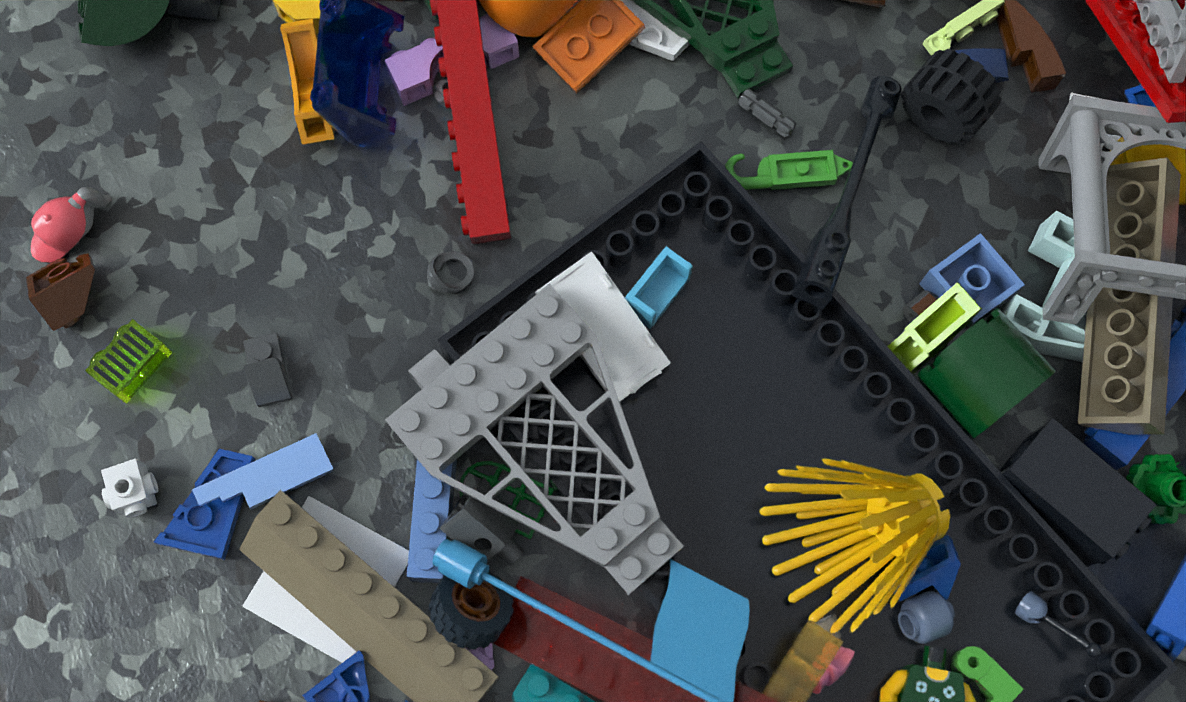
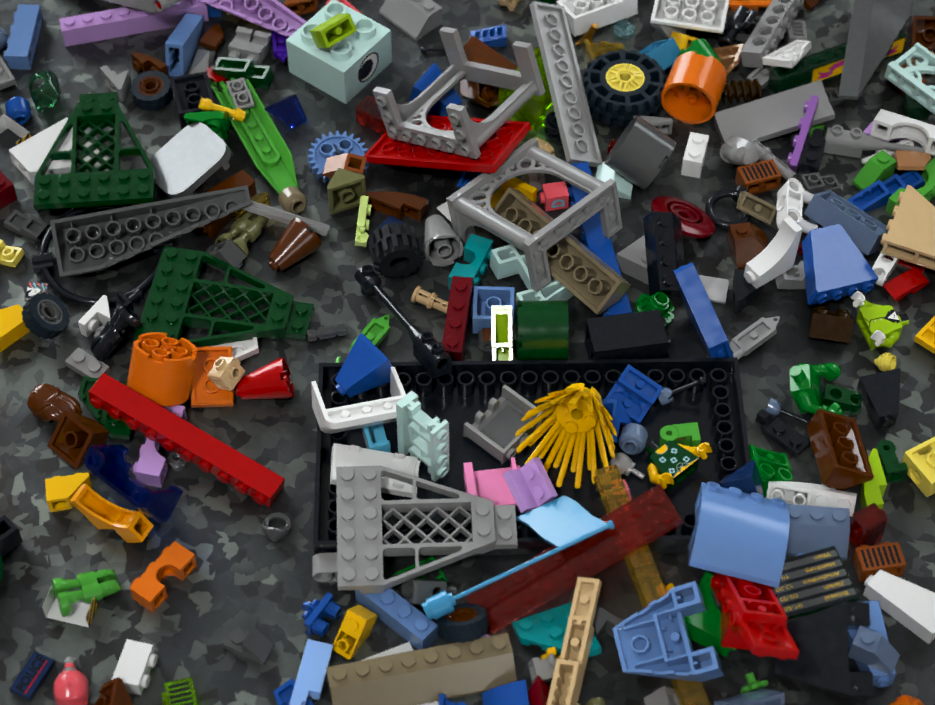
camera: 50 degrees left, 20 degrees down
(56, 169) = (32, 676): none -> dark blue tile
(139, 268) = (136, 665): none -> white brick
(167, 136) = (80, 614): none -> white sticker
(203, 141) = (89, 583): none -> bright green piece
(253, 199) = (173, 561): none -> orange arch
(348, 422) = (317, 612): none -> blue hips
(372, 478) = (354, 631): none -> yellow slope
(596, 48) = (226, 373): none -> tan brick
(618, 234) = (359, 414): none -> white windscreen
(633, 105) = (267, 382): none -> red cone
(683, 332) = (422, 436): none -> light aqua fence
(705, 488) = (489, 483): none -> bright pink panel
(728, 200) = (363, 368): none -> blue slope
(729, 543) = (530, 485): none -> lavender bracket
(805, 428) = (498, 425): none -> window
(878, 635) = (625, 465): none -> light grey piece
(916, 251) = (458, 317): none -> dark red brick
(918, 199) = (430, 300): none -> tan pin
(993, 211) = (478, 253): none -> teal arch
(994, 568) = (635, 392): none -> blue slope
(1018, 138) = (441, 242): none -> light grey cone

